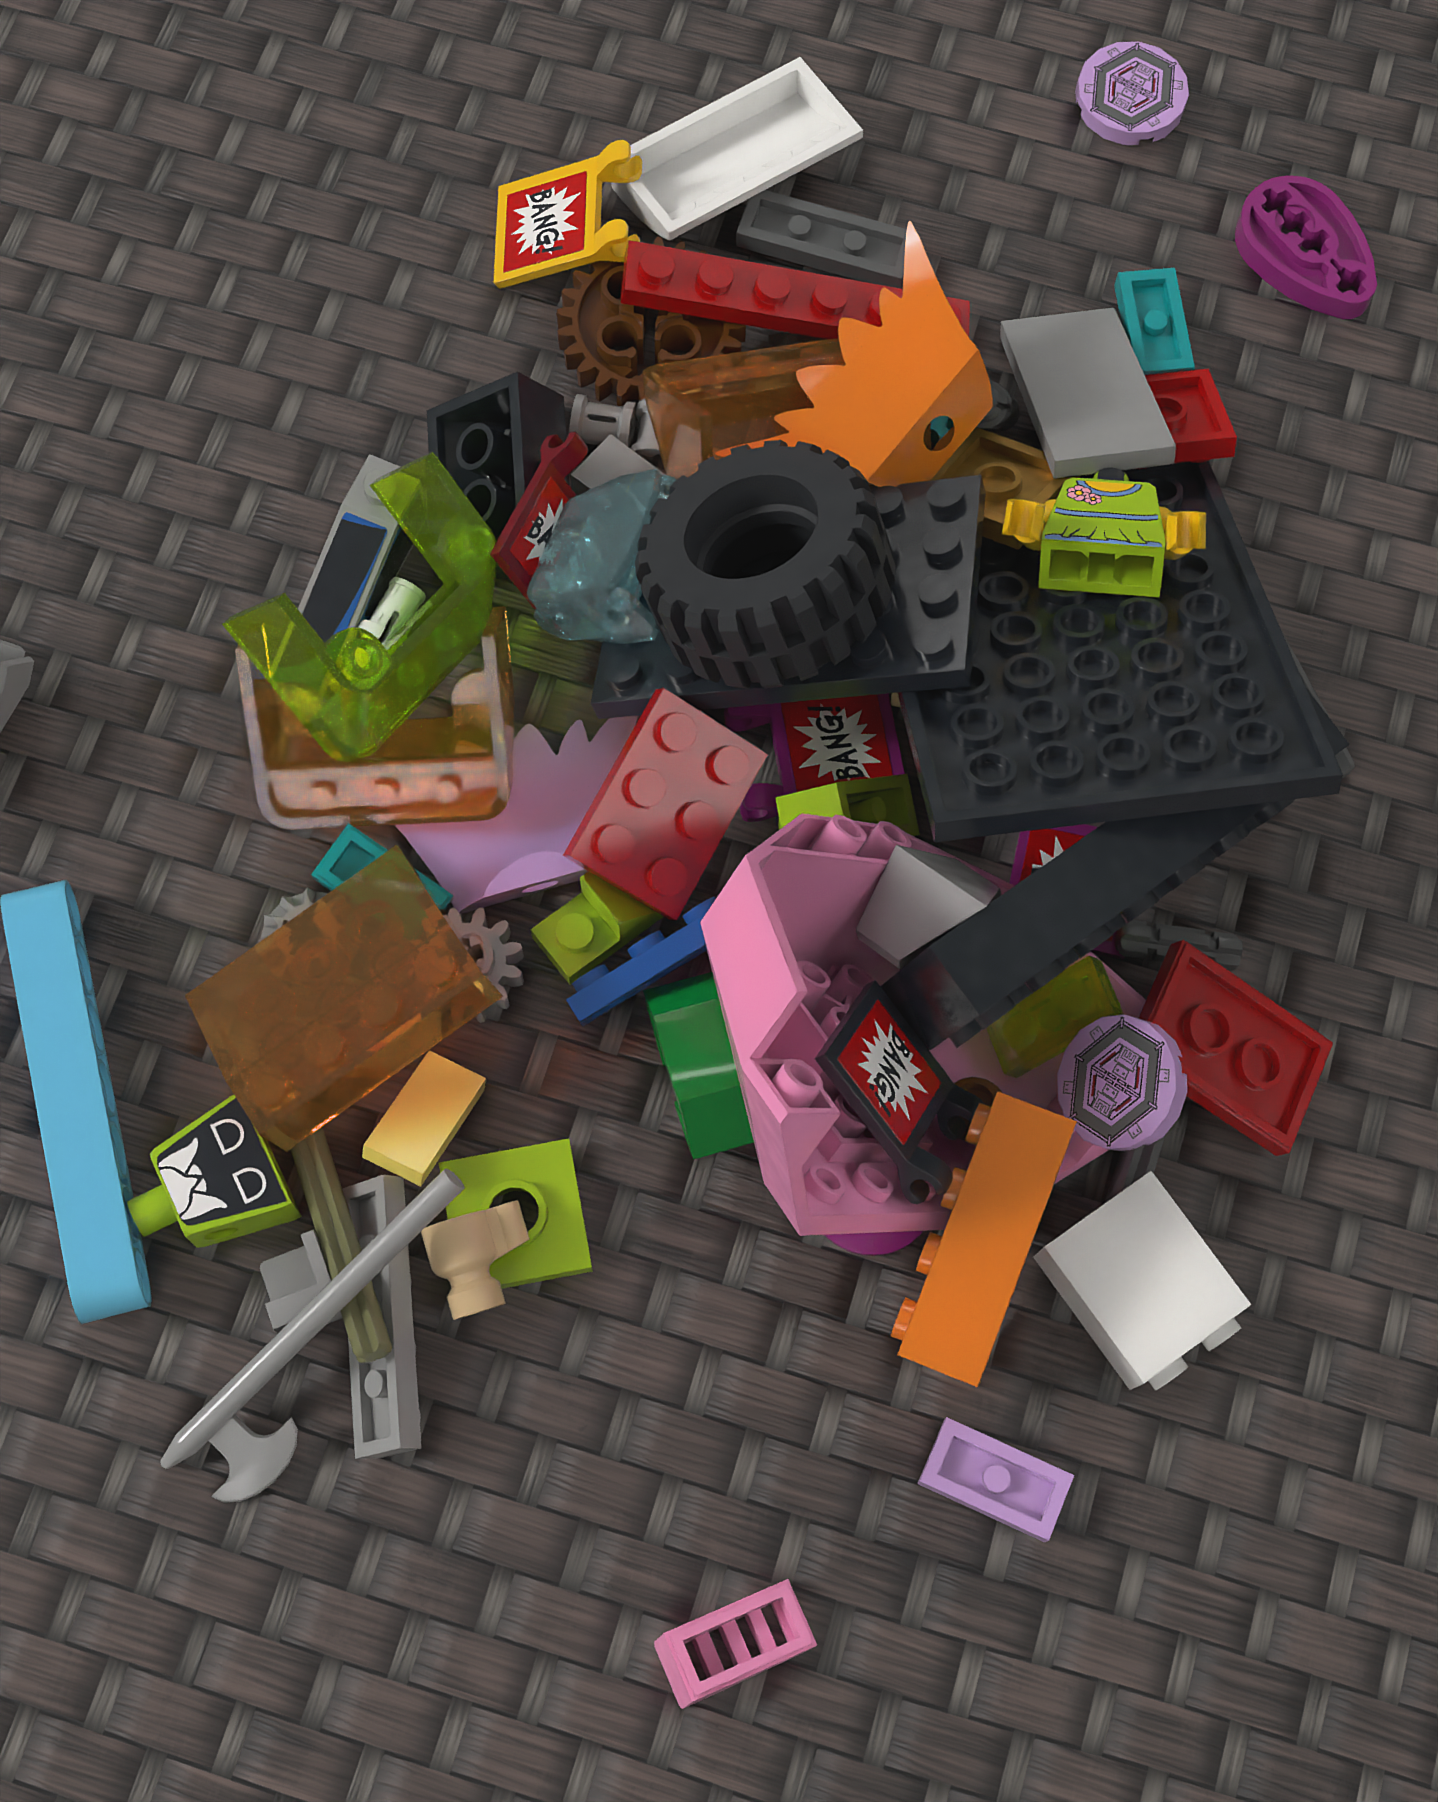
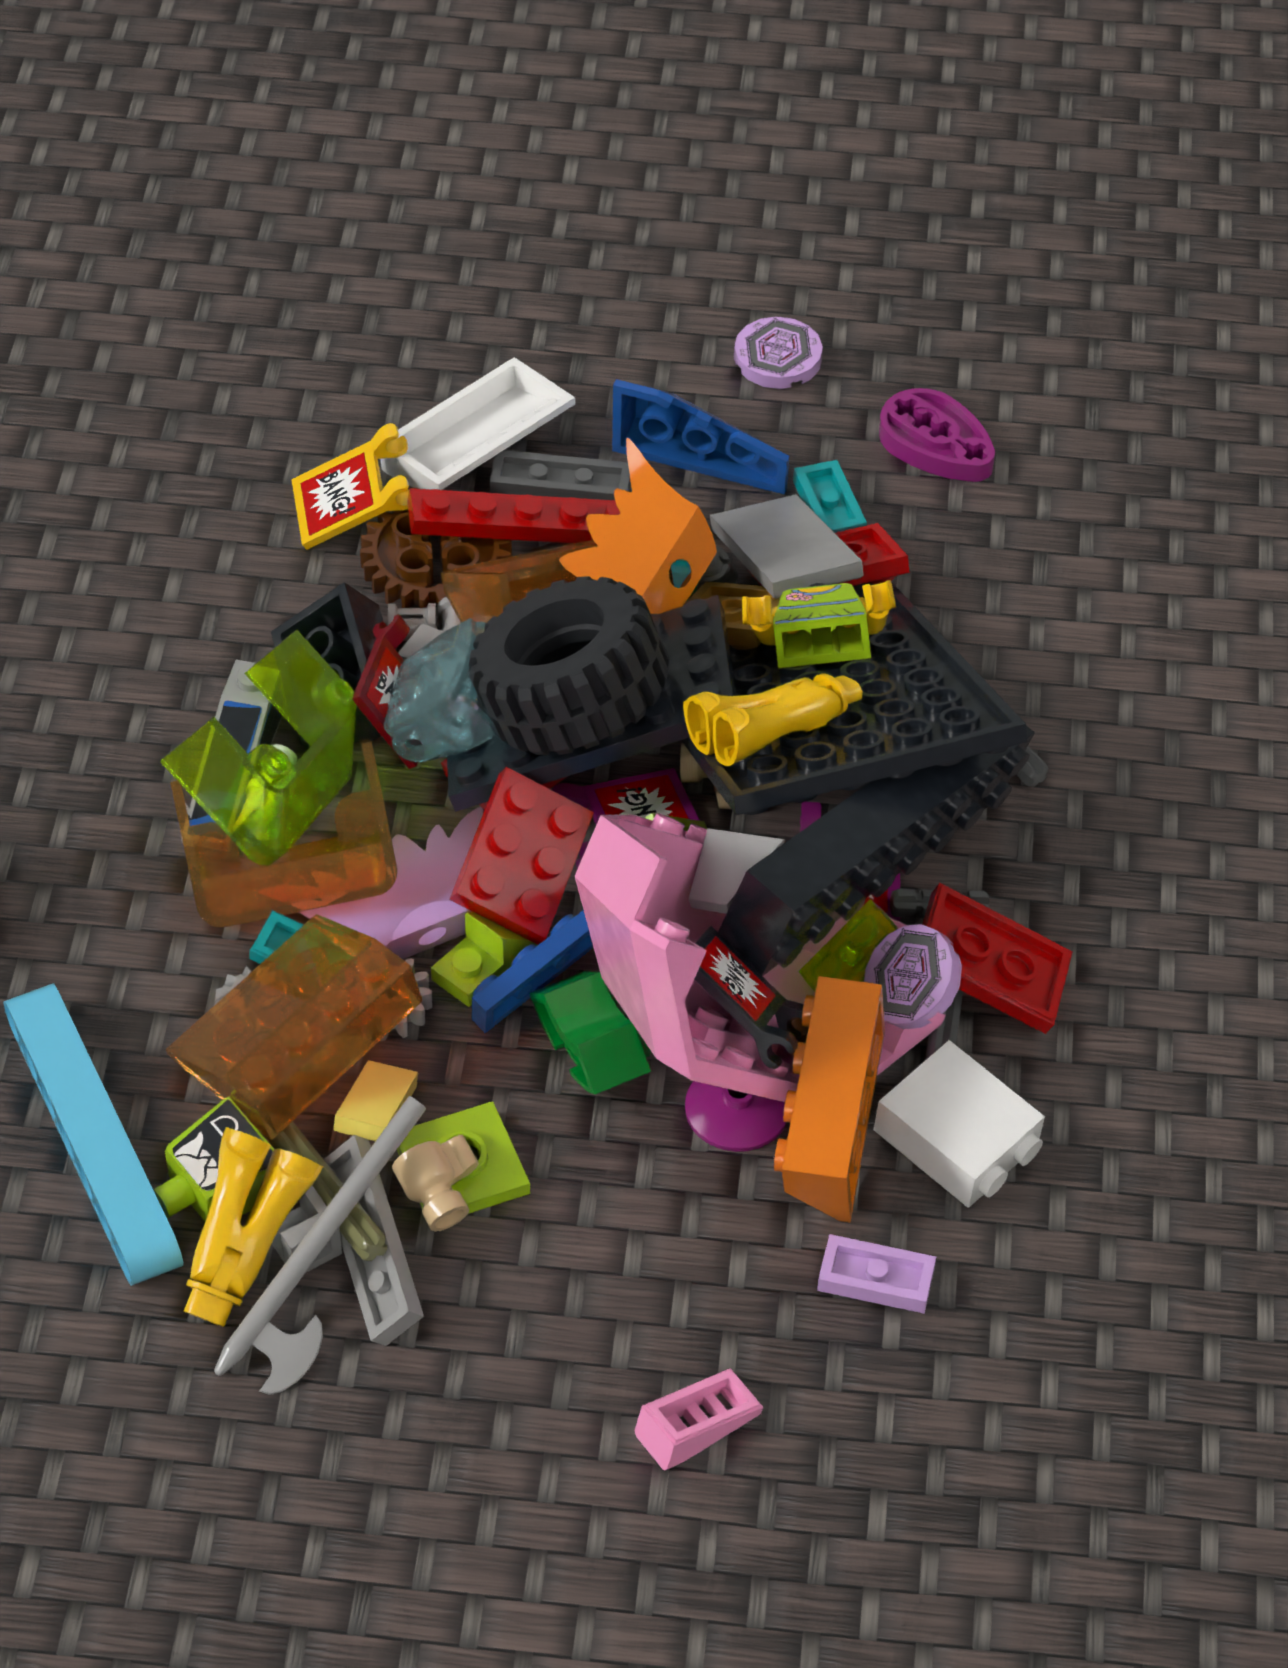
camera: 10 degrees left, 20 degrees down
(206, 1314) = (233, 1254): none -> yellow piece
(980, 700) = (747, 723): none -> yellow piece
(983, 196) = (692, 439): none -> blue wedge

